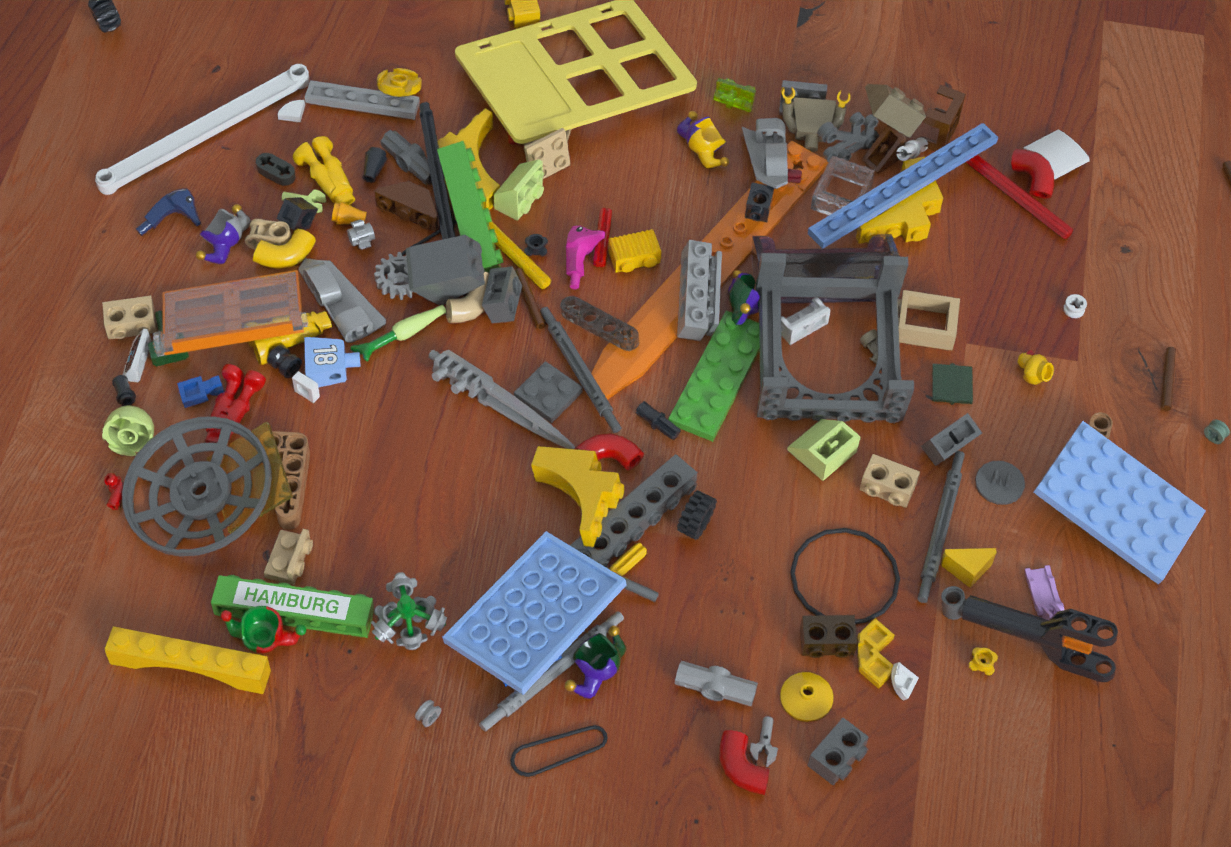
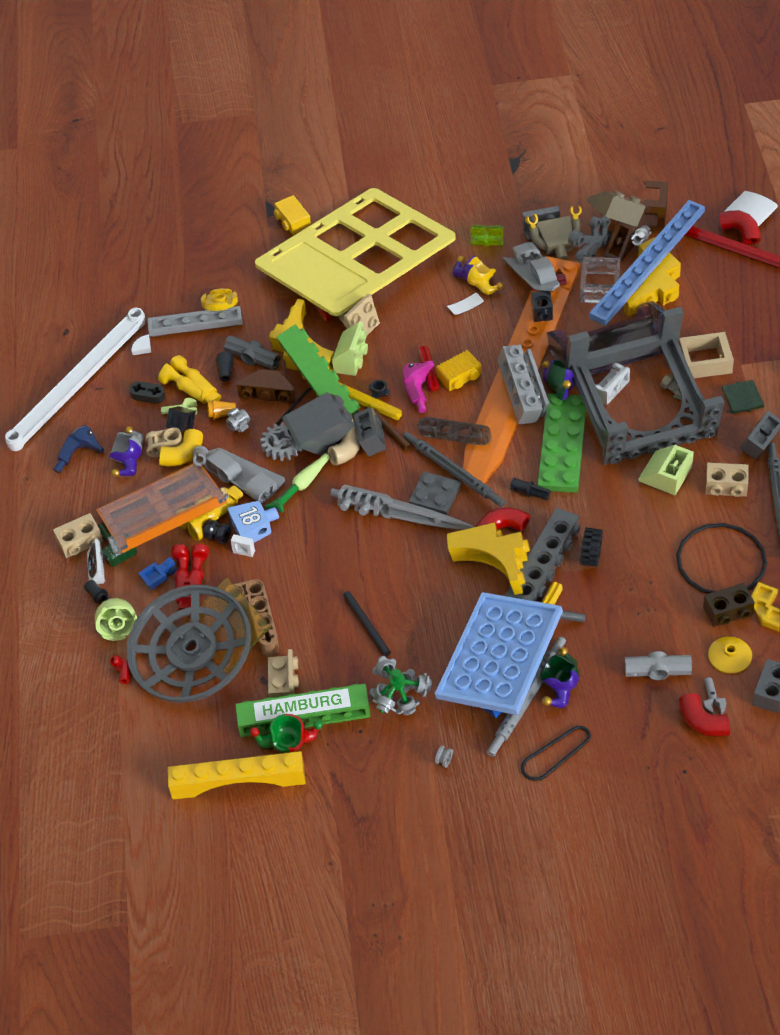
camera: 10 degrees left, 5 degrees down
(300, 263) = (199, 455): none -> light grey pin
(408, 525) = (367, 624): none -> black bar
(436, 171) = (279, 355): black piece -> none
(677, 172) = (466, 304): none -> white sticker

